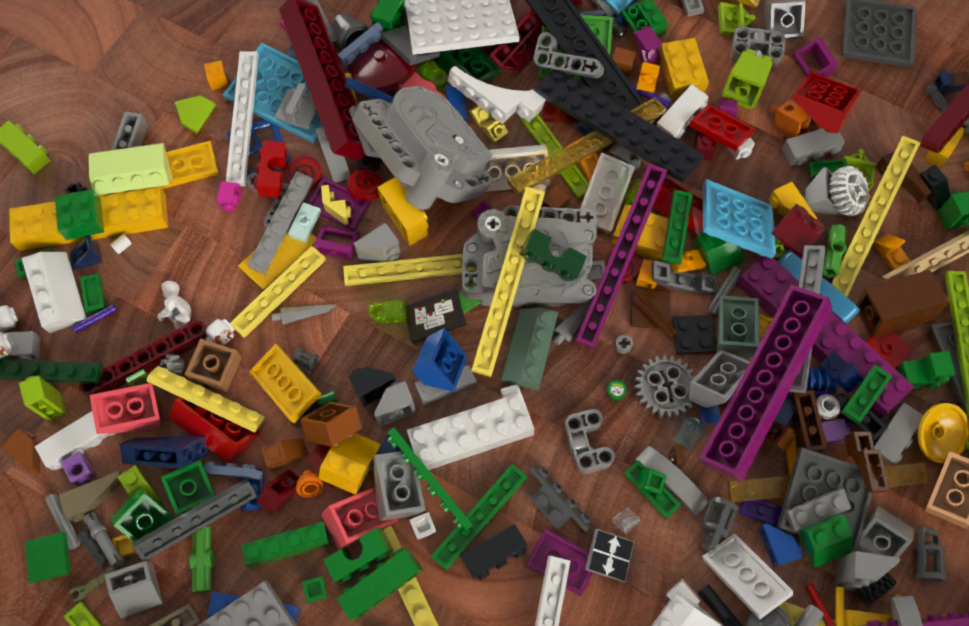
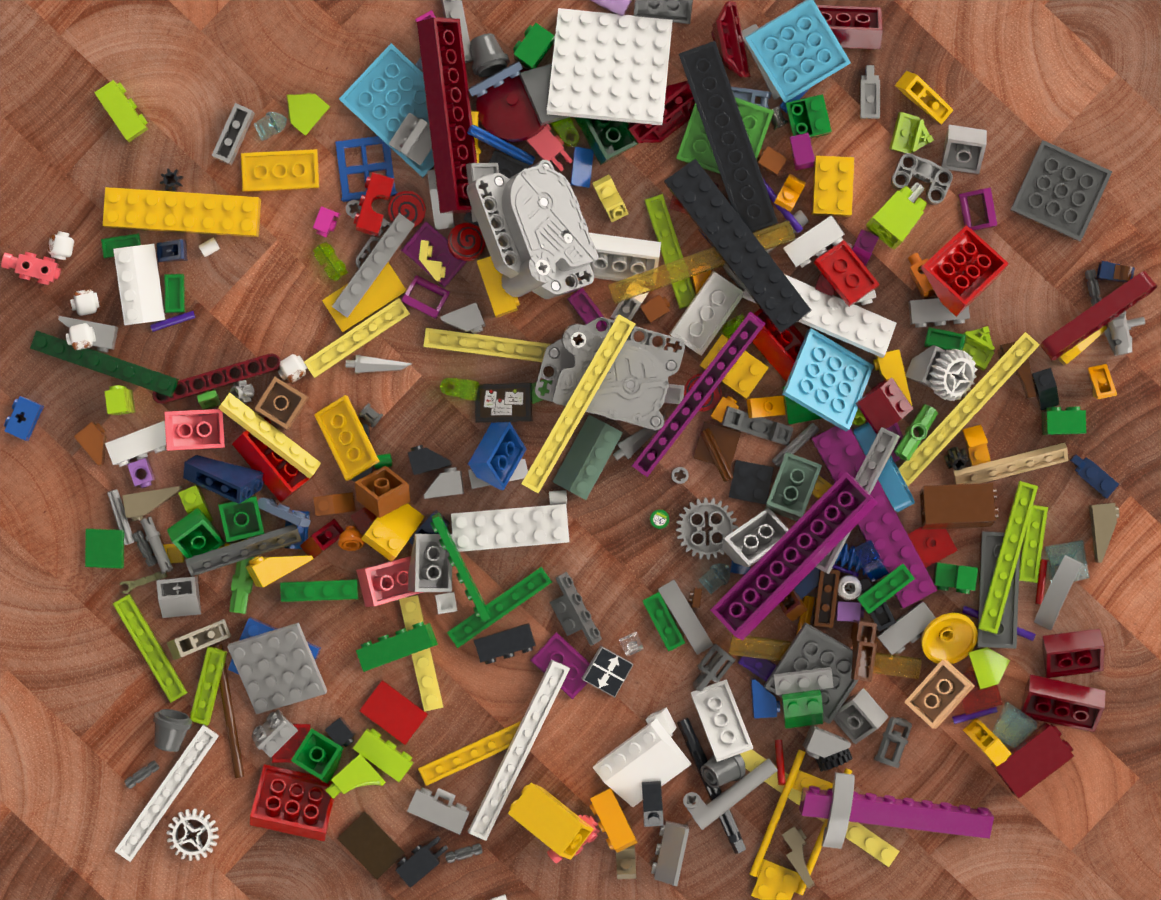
camera: 15 degrees right, 20 degrees up
(79, 214) = (176, 218): green brick -> none
(129, 169) = (231, 175): yellowish green slope -> none
(162, 129) = (270, 125): none -> clear light blue tile
(176, 308) = (254, 331): white animal -> none
(216, 75) = (336, 72): light orange brick -> none
(230, 527) = (269, 569): none -> yellow slope
(235, 225) = (336, 267): none -> clear neon green hinge
(242, 117) = (355, 135): white plate -> none
(304, 222) = (396, 270): light aqua plate -> none
(315, 590) = (337, 636): green tile -> none
(375, 548) = (367, 621): green arch -> none
(495, 100) = (623, 186): white arch -> none
(537, 251) = (611, 383): dark green arch -> none
(569, 60) = (709, 156): light grey beam -> none
(579, 444) = (609, 563): light grey beam -> none
(651, 481) = (664, 615): green slope -> none
(677, 227) = (763, 375): green tile -> none
(734, 169) = (846, 323): none -> white plate
(880, 265) = (956, 458): none -> black gear

